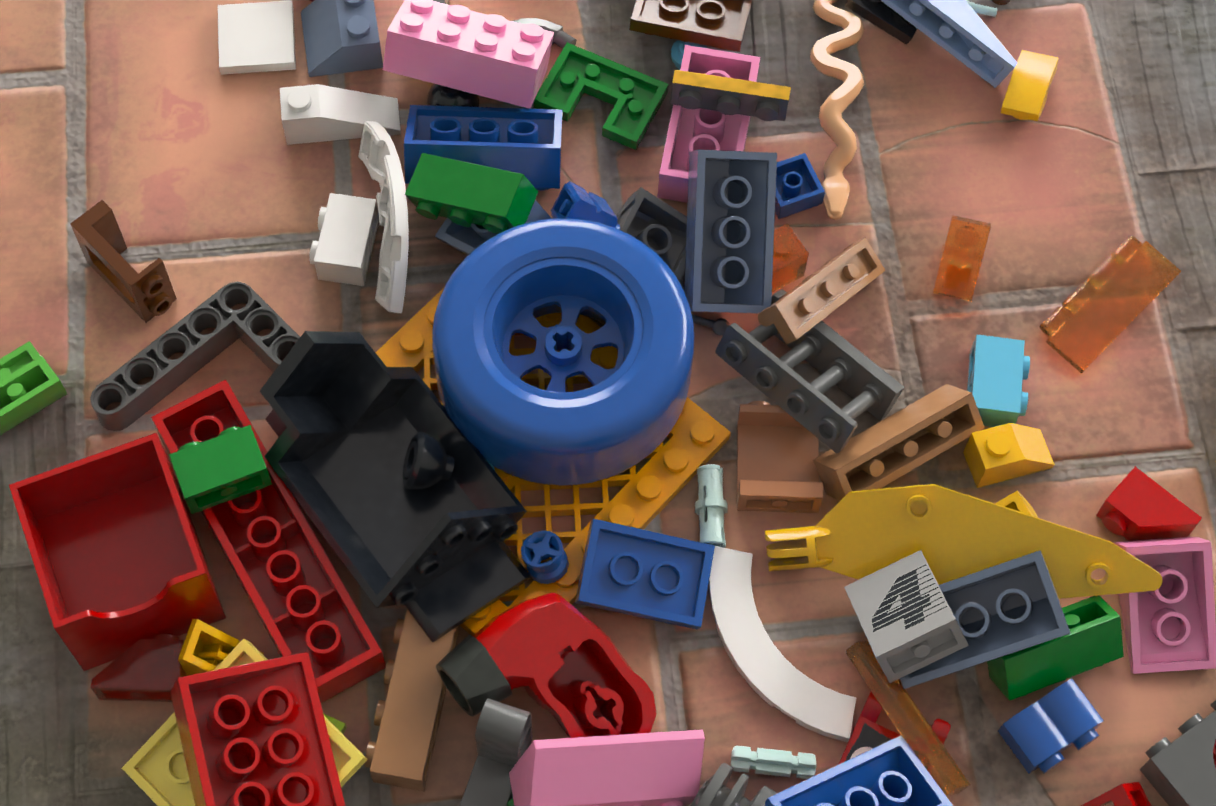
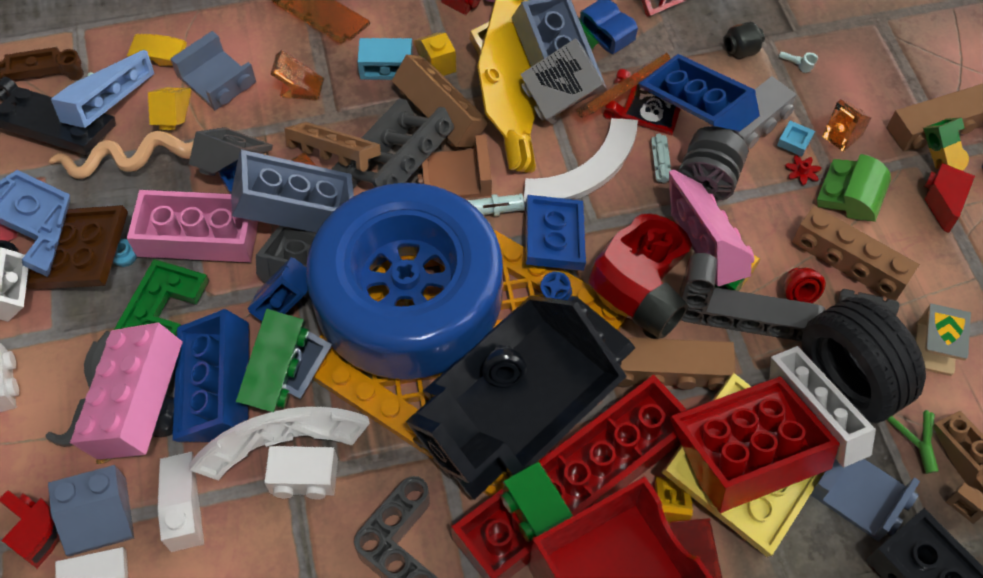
camera: 95 degrees left, 5 degrees down
(730, 95) = (180, 198): dark grey plate -> none
(821, 158) = (220, 147): none -> dark grey slope
(924, 100) = (168, 106): none -> yellow slope
(986, 157) = (212, 71): none -> sand blue panel

